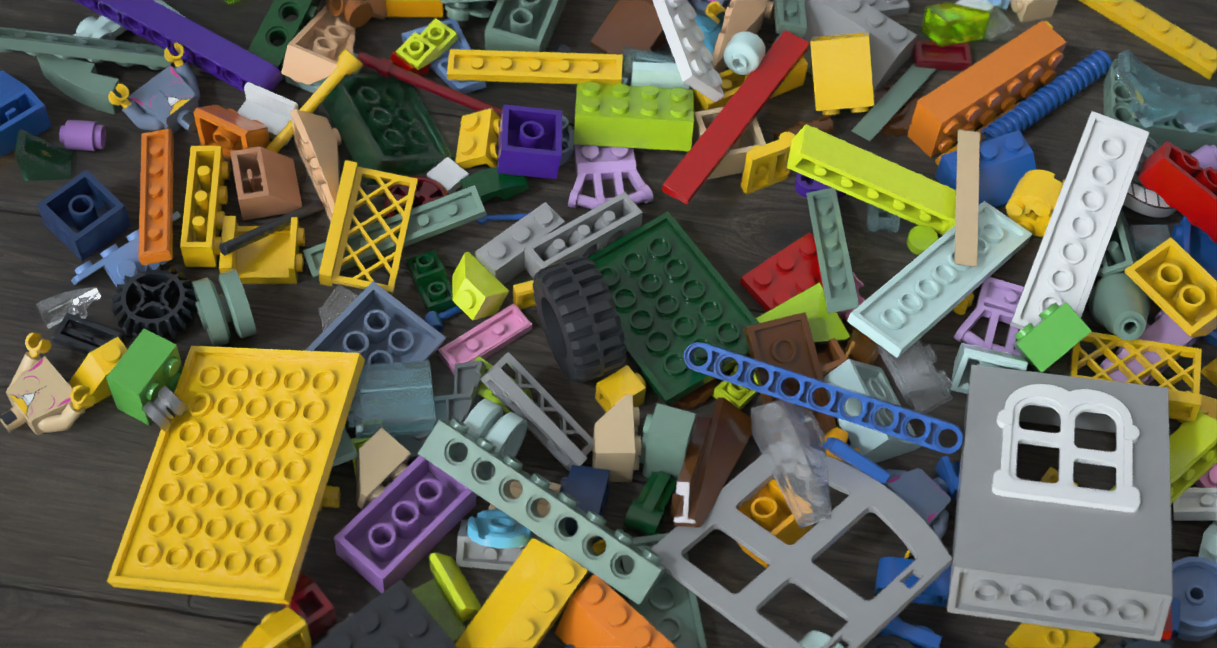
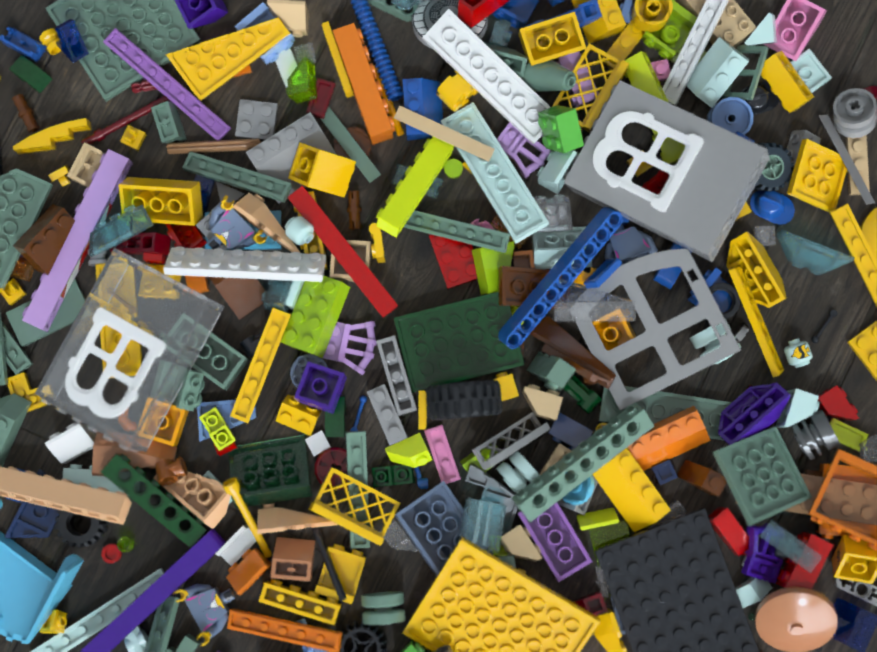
camera: 65 degrees left, 25 degrees up
(387, 68) = (229, 460): dark red bar -> none

